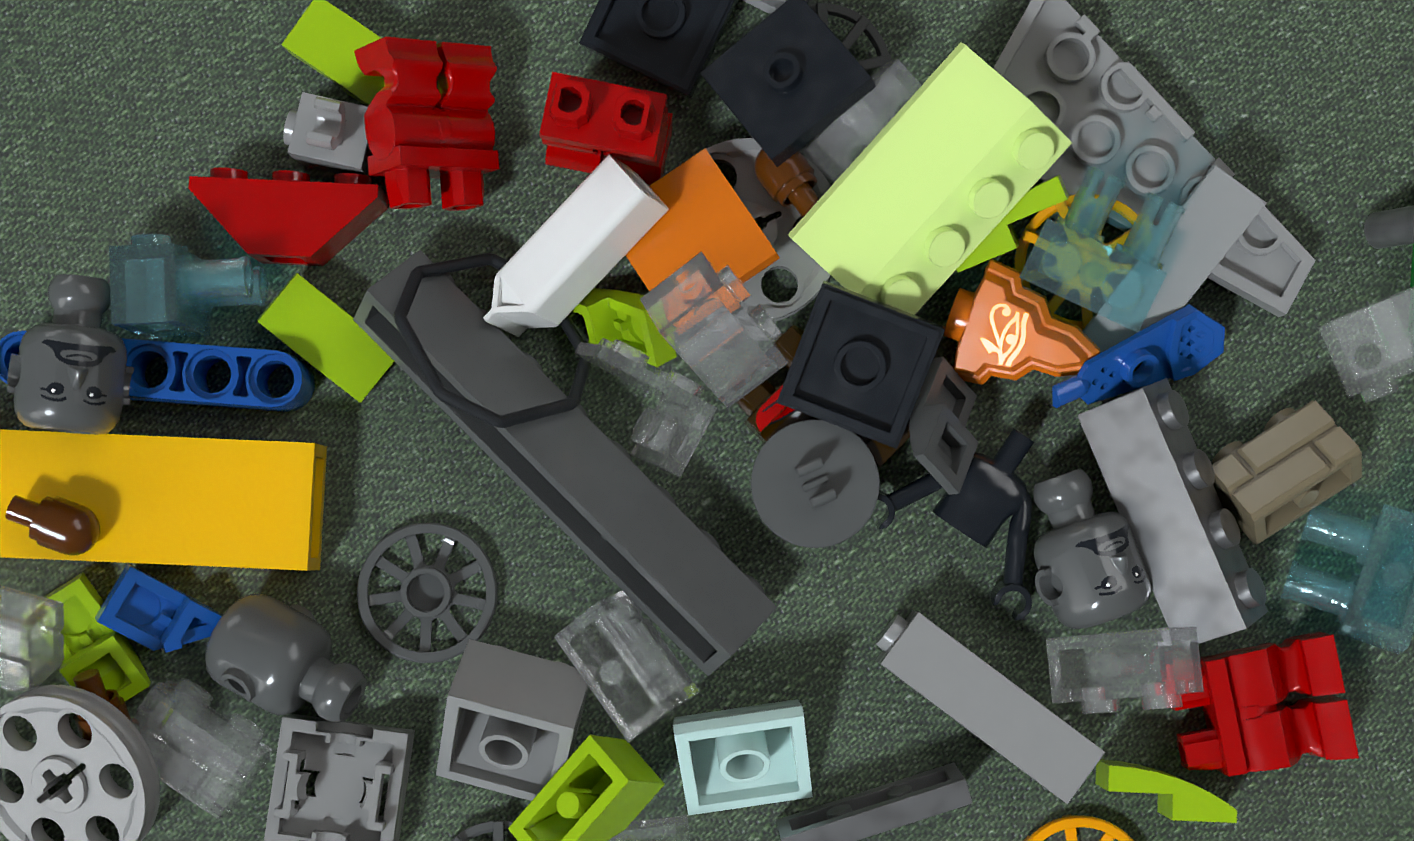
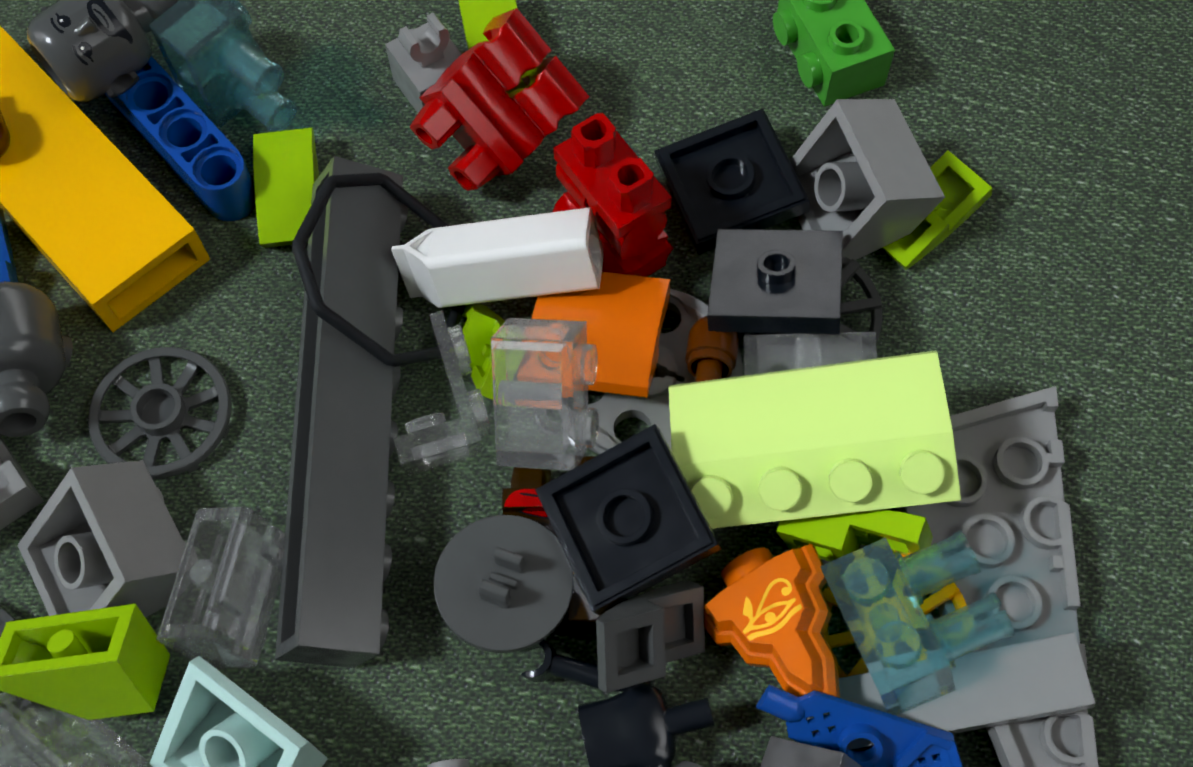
camera: 45 degrees right, 20 degrees down
(290, 216) = (349, 93): red slope -> none

